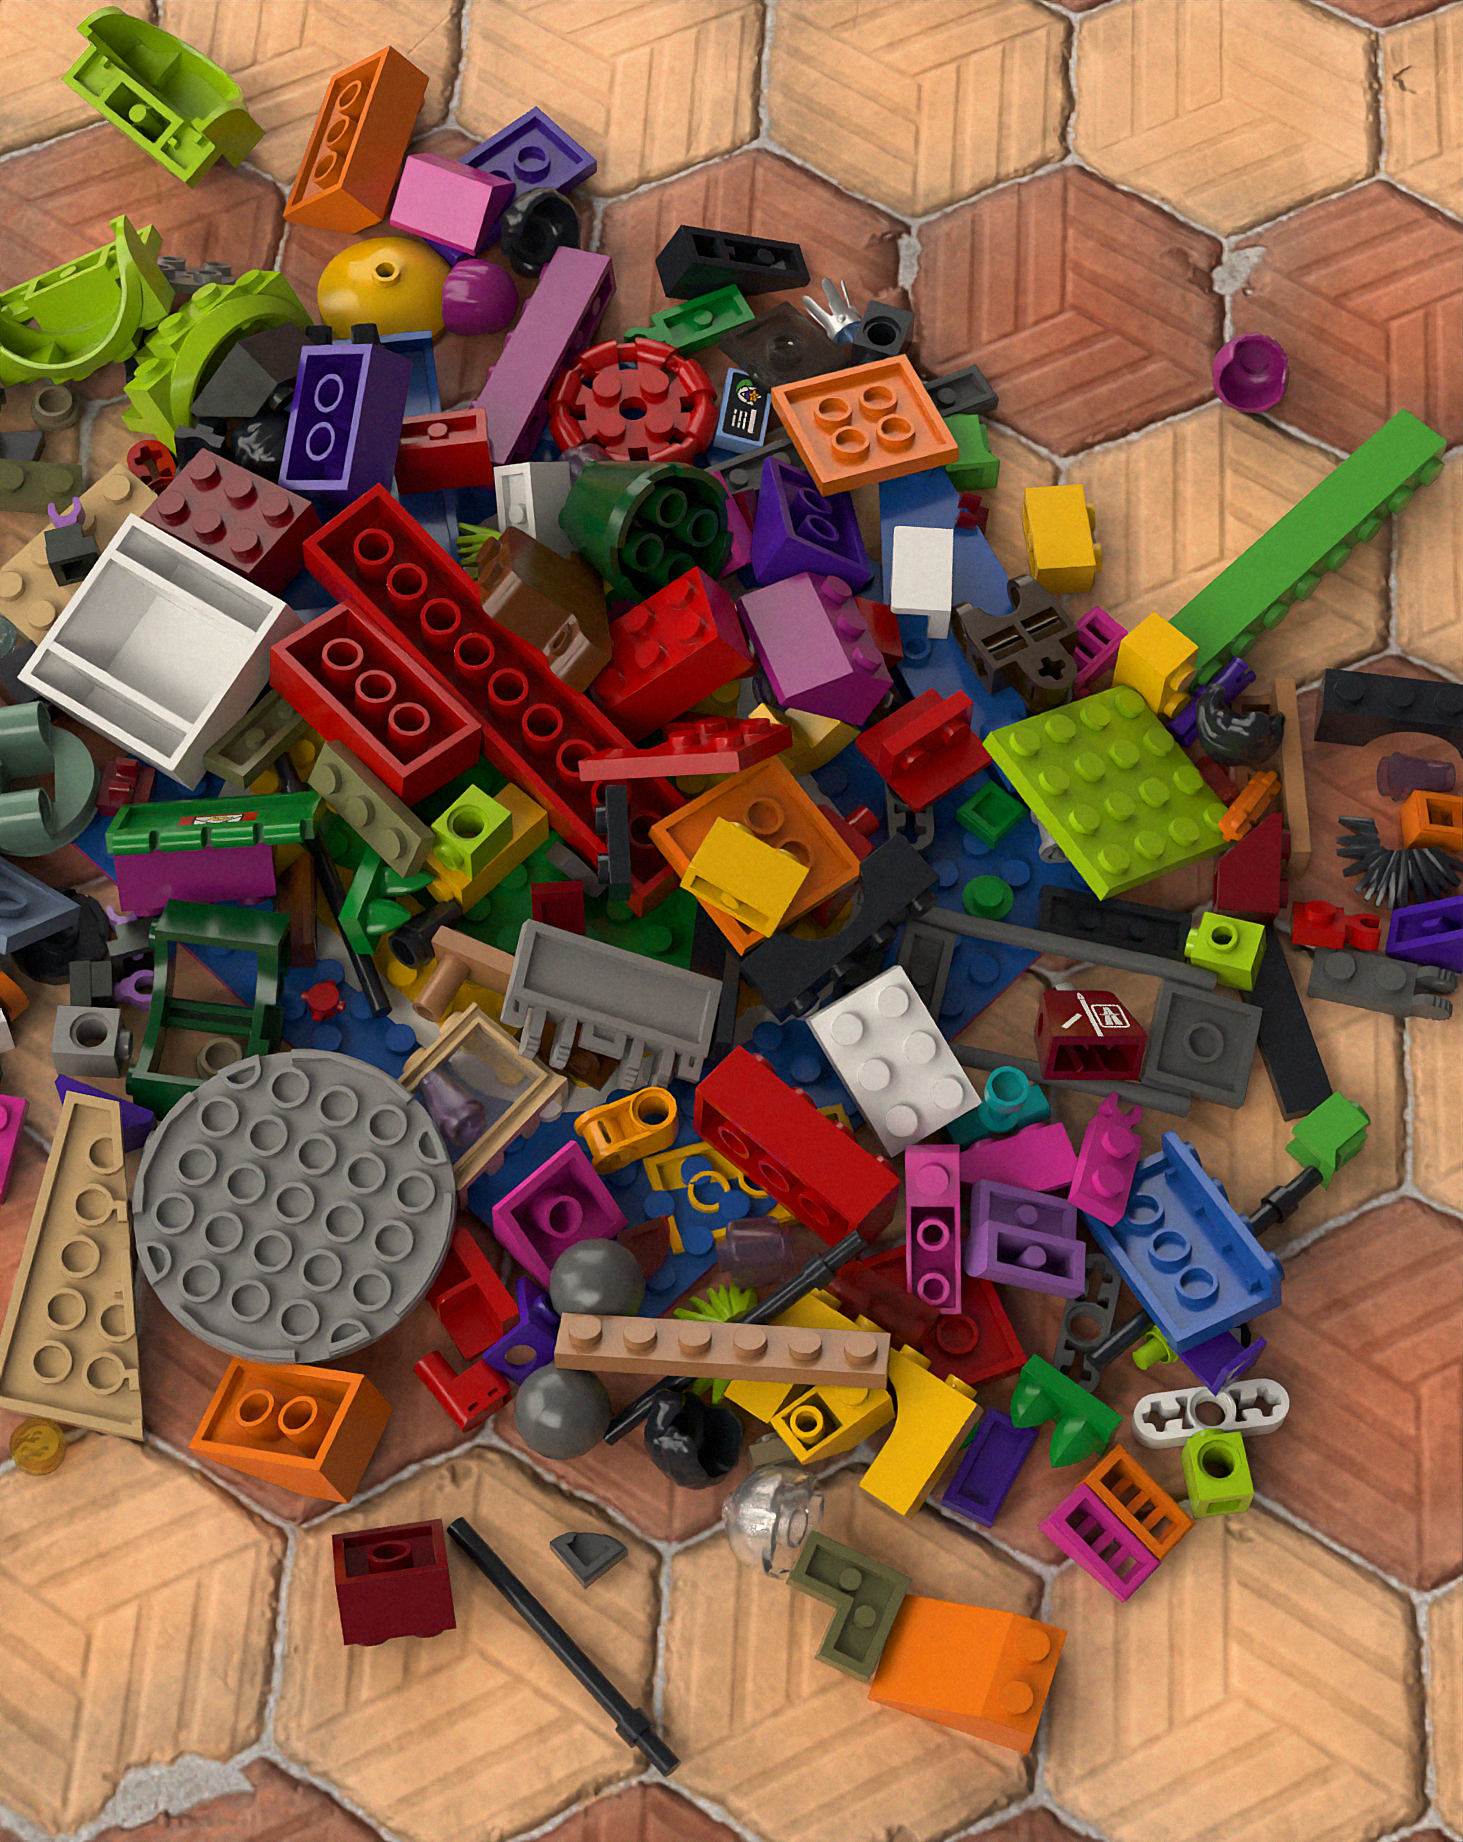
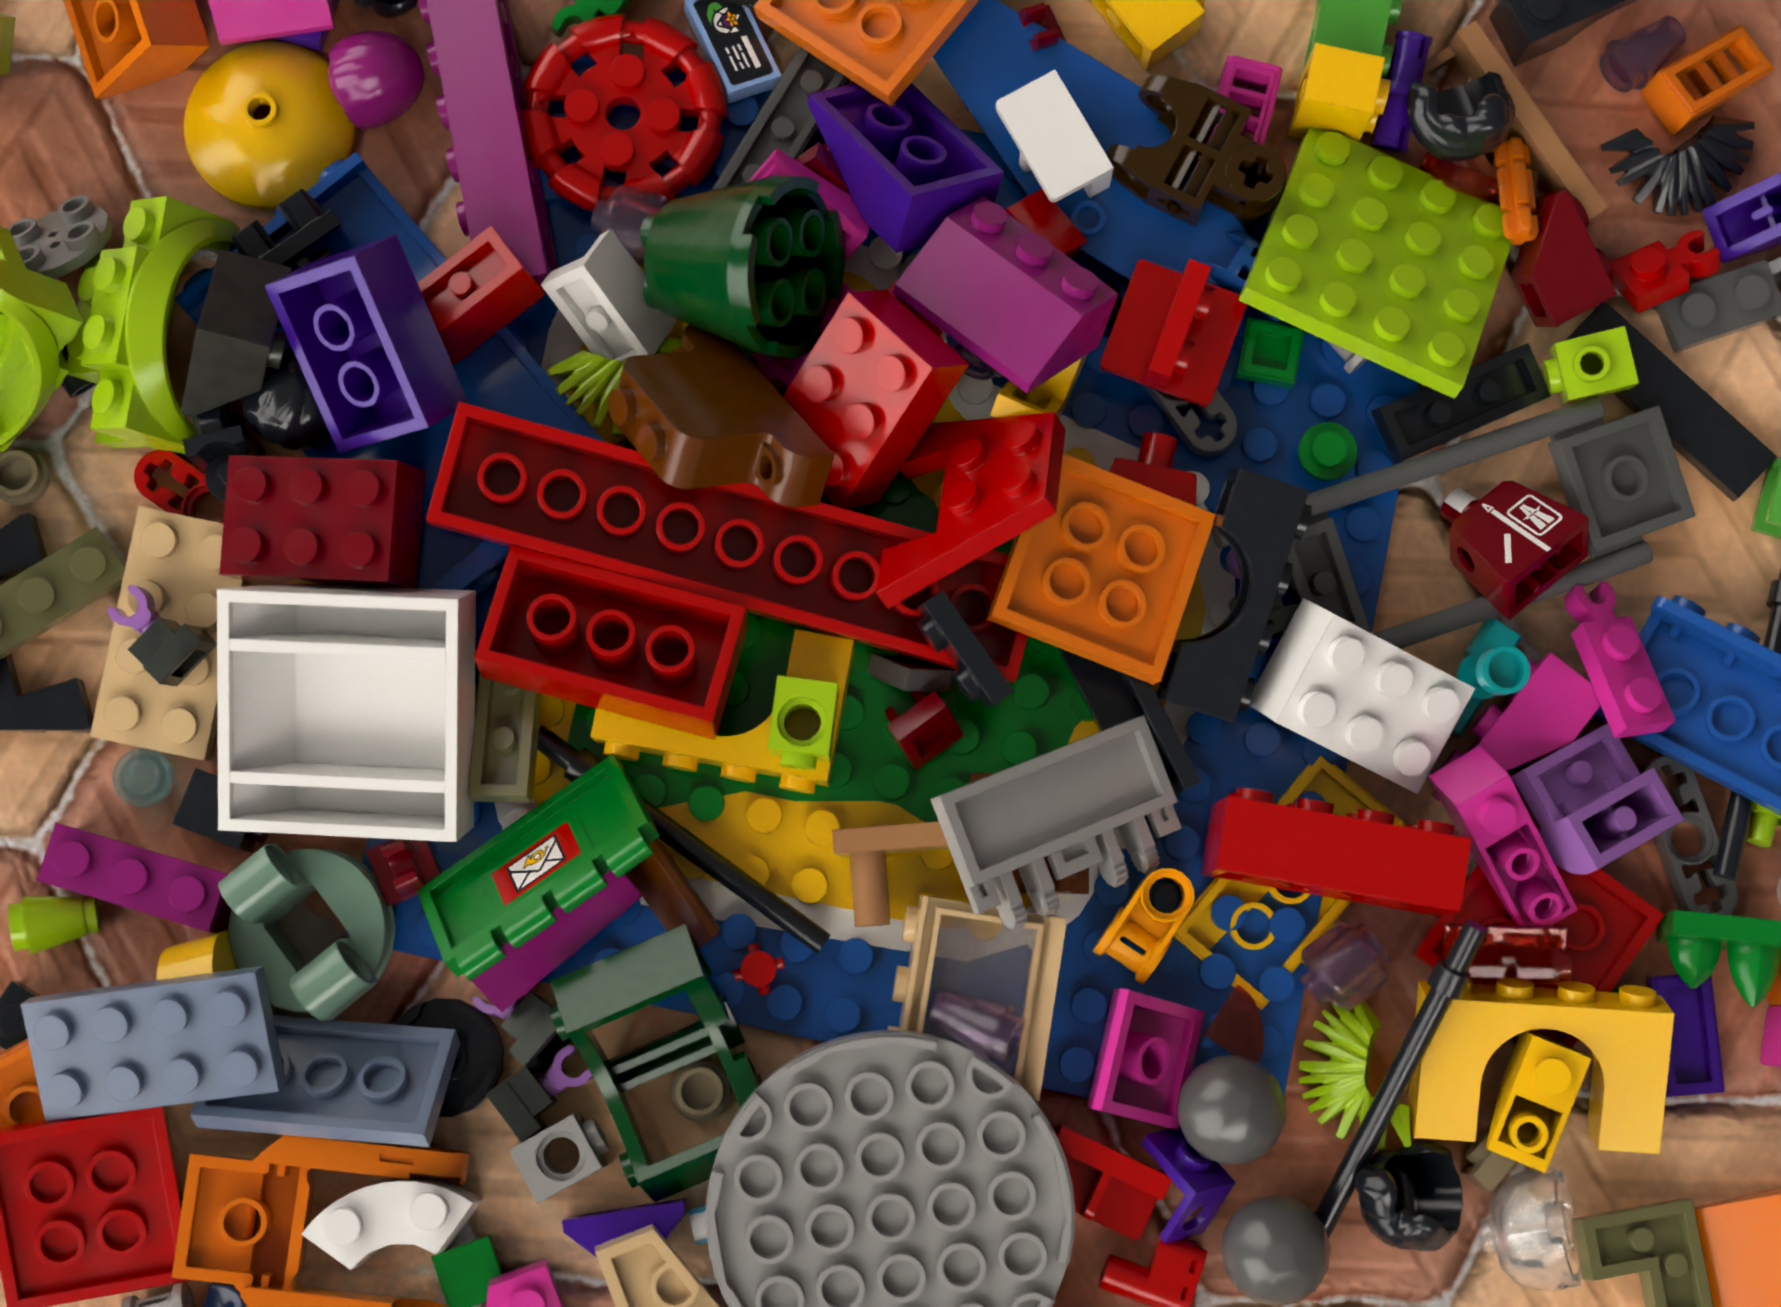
camera: 30 degrees left, 20 degrees up
(371, 808) = (686, 757): olive plate -> none
(371, 902) = (750, 859): green tile -> none
(412, 940) = (809, 843): black cone -> none
(723, 1350) = (1408, 1114): medium nougat plate -> none
(744, 876) = (1122, 612): yellow brick -> none

